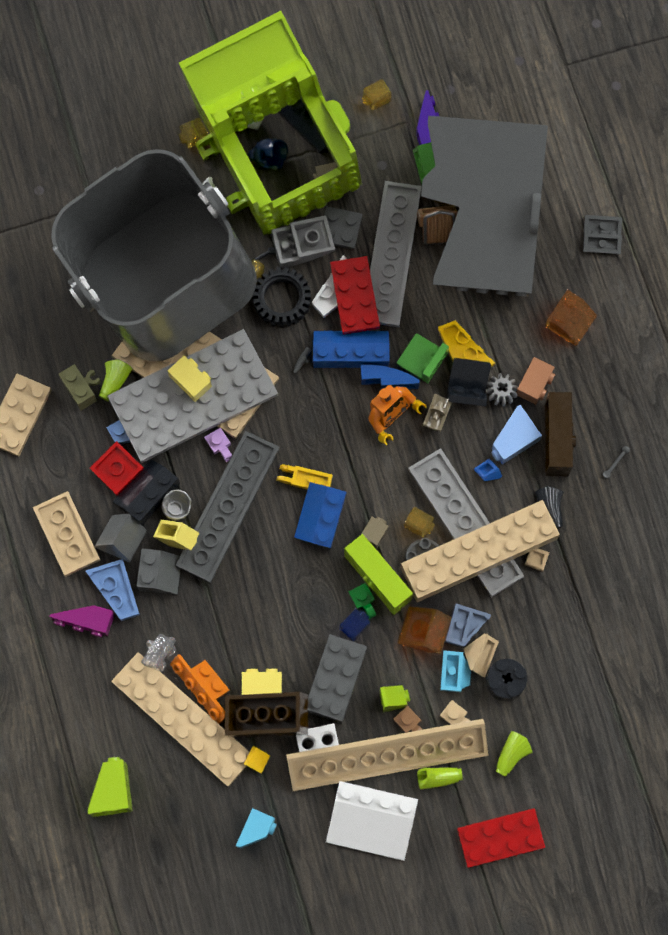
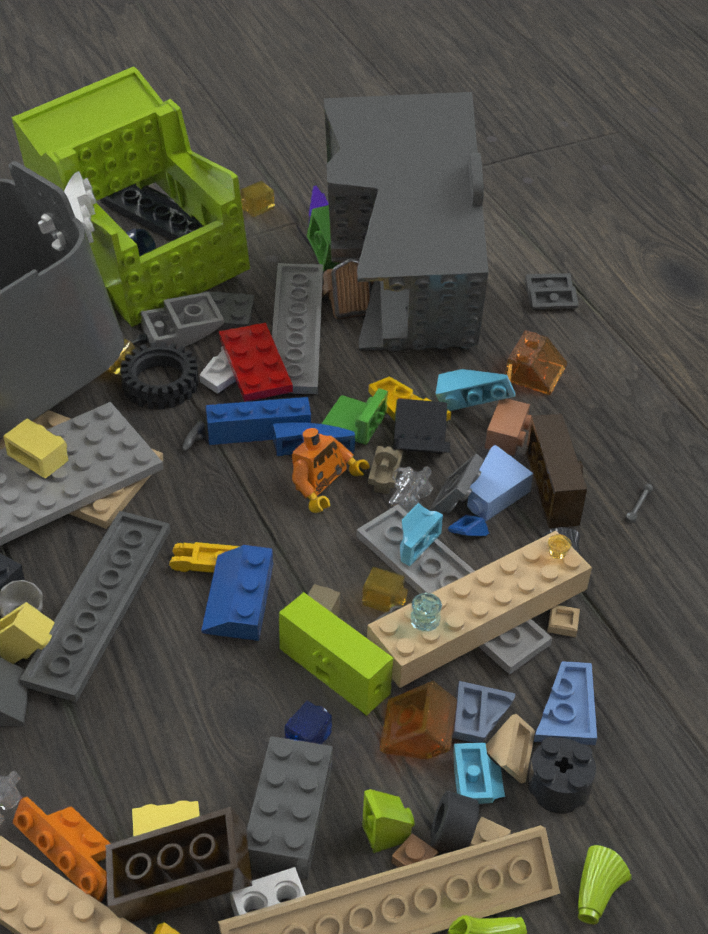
camera: 10 degrees left, 30 degrees down
(218, 443) = (82, 532): lavender plate -> none
(227, 163) = (82, 200): none -> white slope
(362, 598) = (317, 693): green plate -> none
(433, 705) = (454, 822): none -> black tyre
(438, 560) = (427, 604): none -> clear light blue wheel
(449, 483) = (419, 531): none -> medium azure slope
(451, 434) = (409, 486): none -> clear hips
(484, 440) = (458, 485): none -> dark grey plate
(501, 383) = (466, 438): light grey gear -> none
(509, 344) = (471, 388): none -> medium azure slope
(524, 629) = (570, 706): none -> medium blue wing
(541, 516) = (559, 546): none -> clear yellow piece

